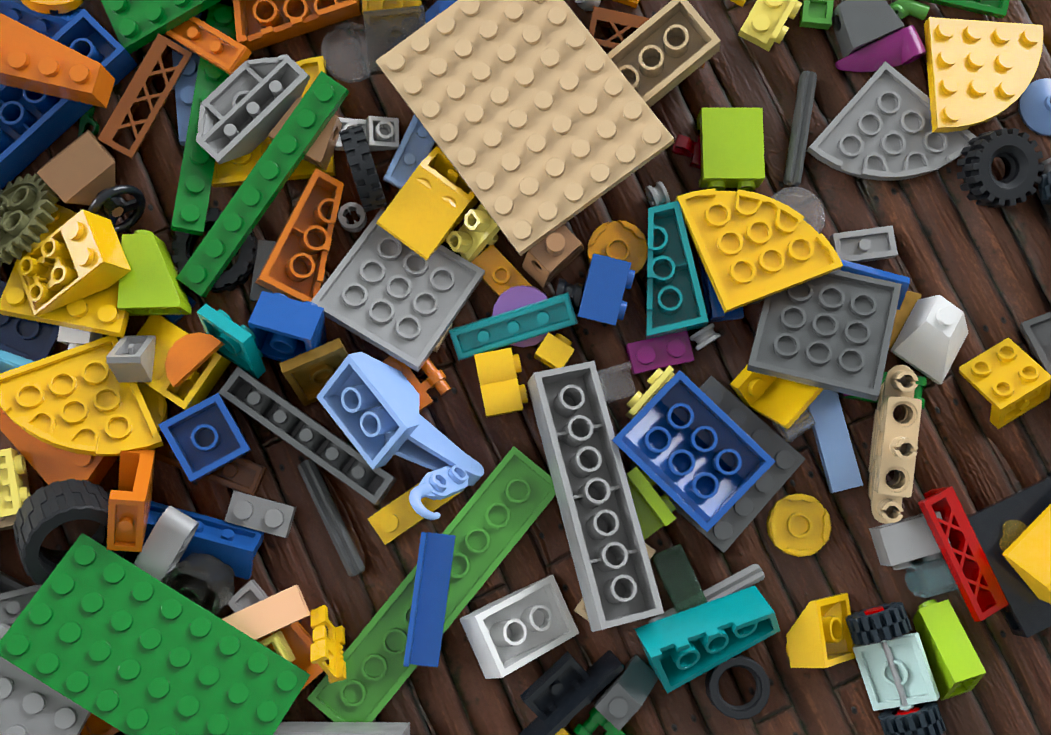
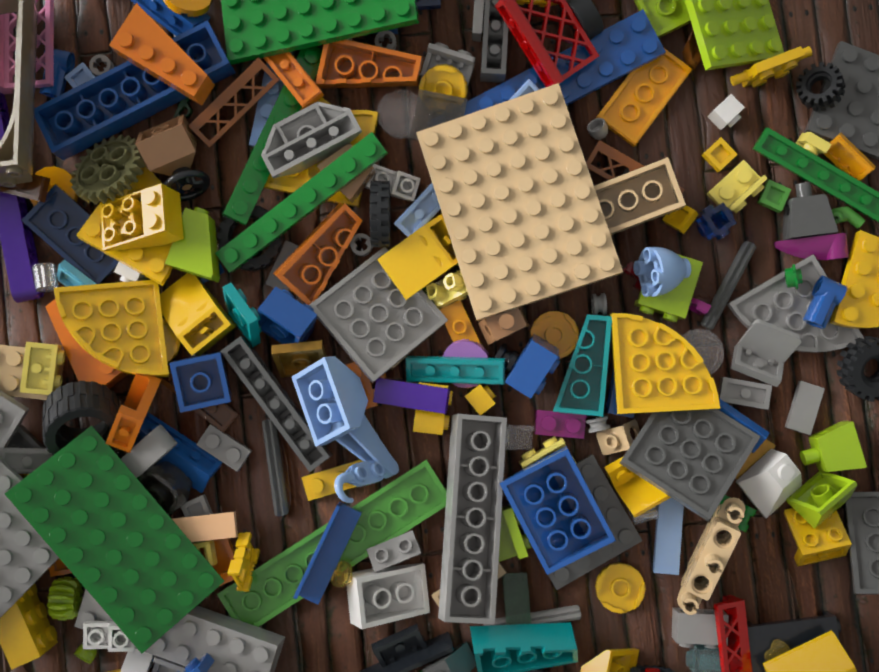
camera: 30 degrees right, 5 degrees up
(133, 358) = (166, 304): light grey slope -> none
(188, 355) = (207, 316): orange tile -> none
(456, 620) = (343, 574): none -> clear yellow piece
(470, 371) = (411, 395): none -> dark purple tile
(510, 570) = (393, 551): none -> light grey hinge
(716, 129) = (660, 270): none -> light blue piece
(718, 68) = (681, 219): none -> yellow plate
(732, 346) = (617, 438): none -> tan bracket
(760, 58) = (723, 221): none -> clear blue brick
(776, 162) = (699, 307): none -> magenta tile
(870, 187) = (764, 351): none -> light grey bracket
(872, 91) = (793, 277): none -> green plate
(918, 100) = (826, 295): none -> blue piece
(938, 241) = (804, 407): none -> light grey tile
(991, 275) = (835, 449): none -> lime torso
(997, 335) = (821, 496): none -> lime slope

